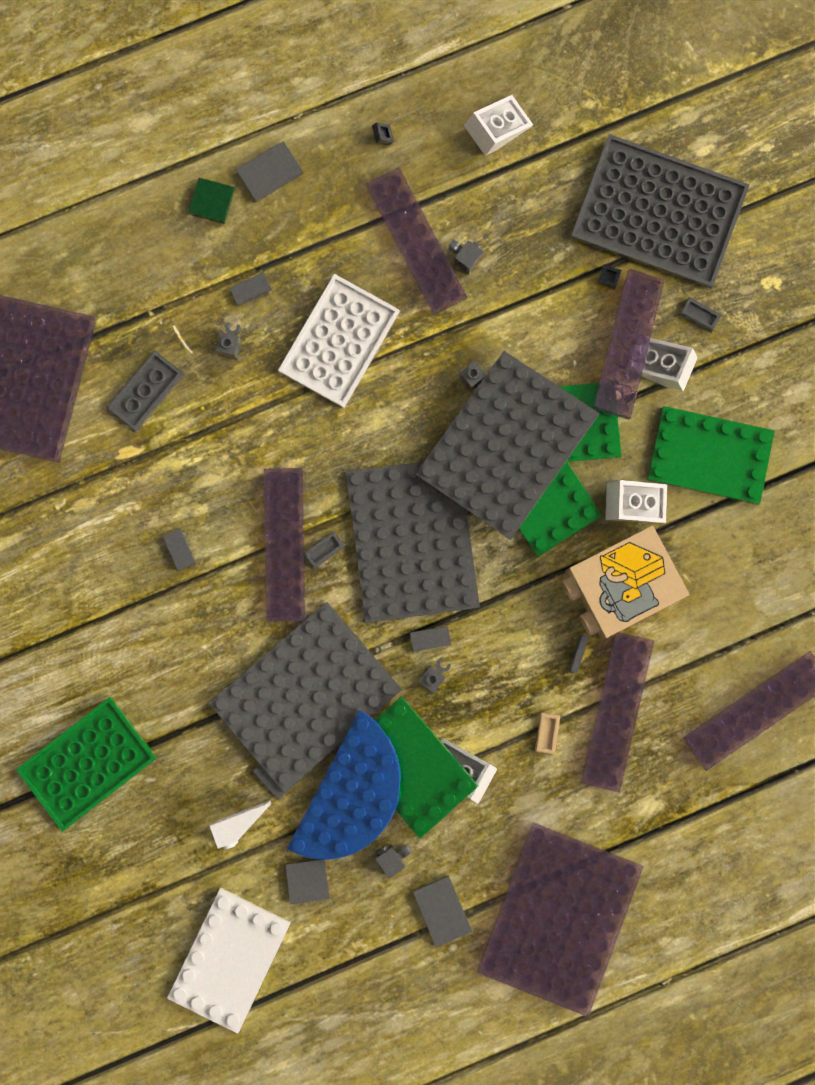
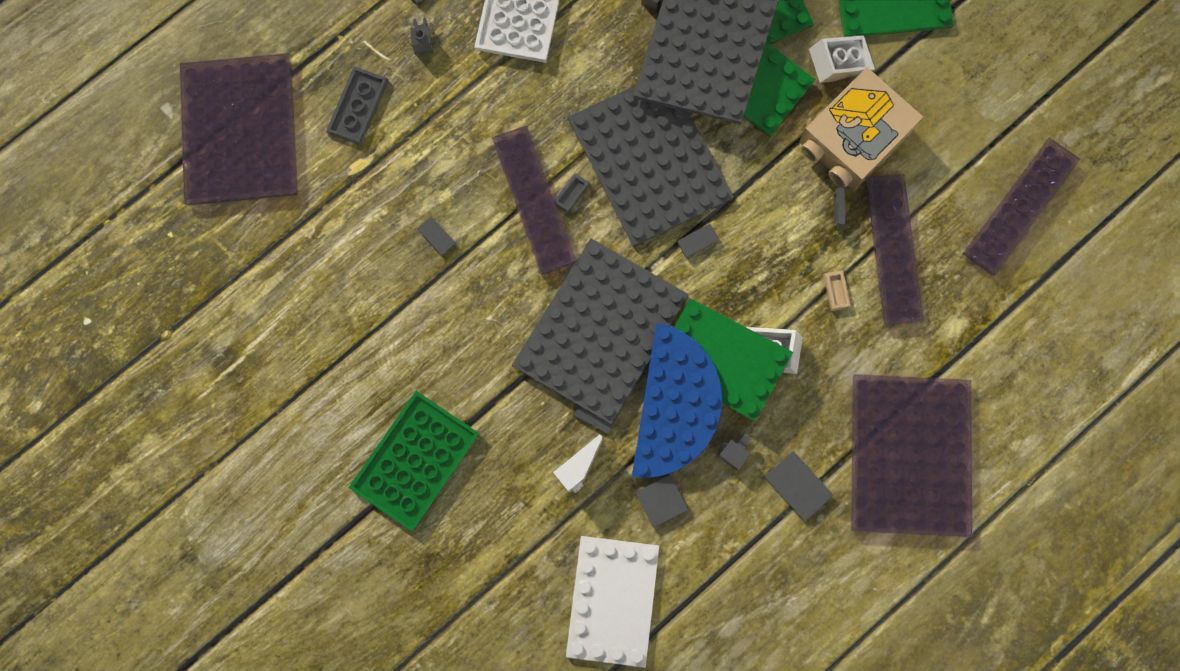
camera: 15 degrees left, 5 degrees down
(433, 677) = (714, 272): dark grey brick -> none

